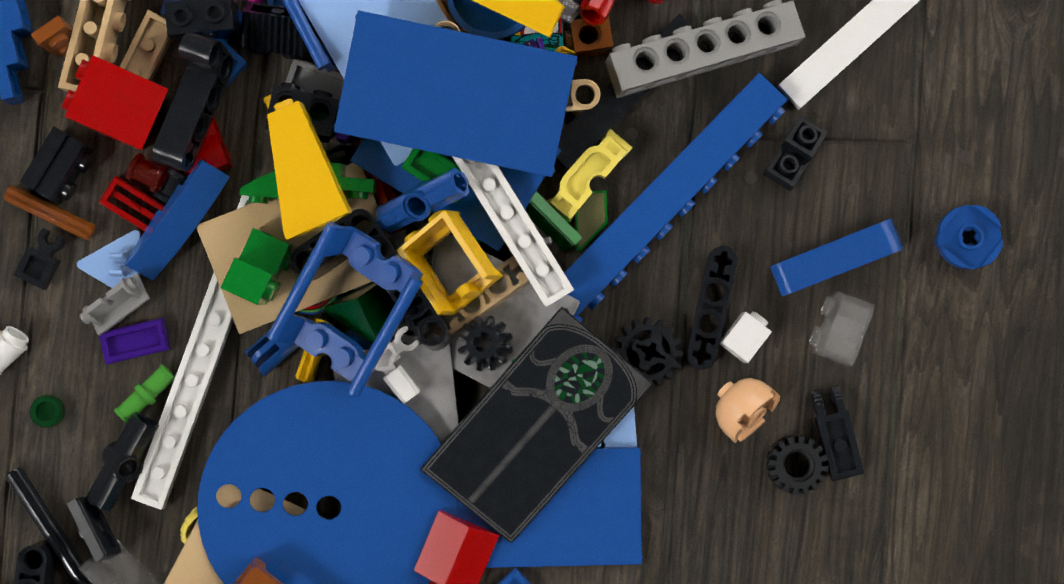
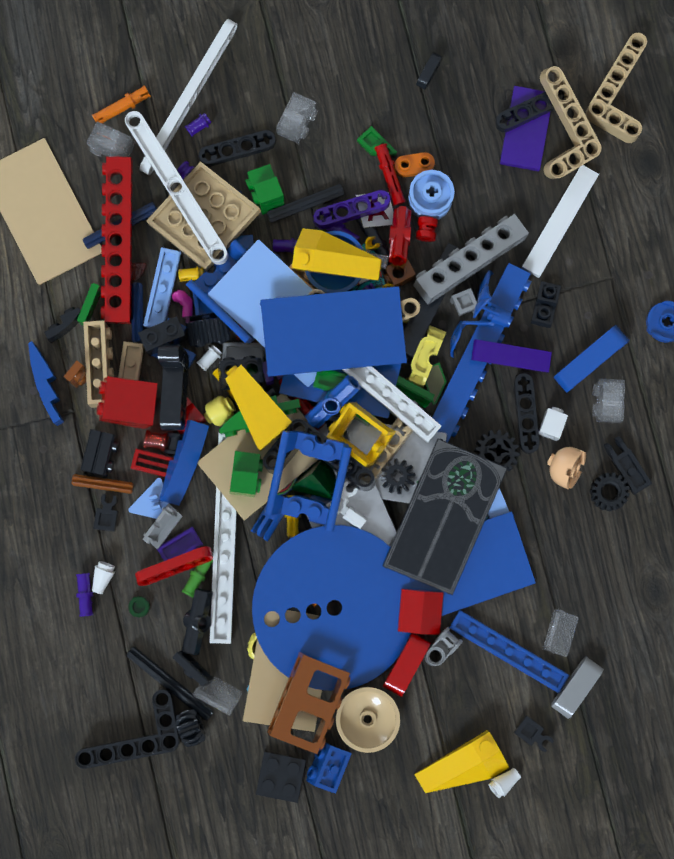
camera: 20 degrees left, 5 degrees down
(113, 369) = (174, 566): none -> red beam
(252, 158) = (219, 410): none -> light yellow head
(266, 74) = (209, 357): none -> white pin
(673, 111) = (464, 302): none -> light grey panel
(713, 145) = (495, 313): none -> blue plant
(716, 215) = (511, 356): none -> dark purple tile

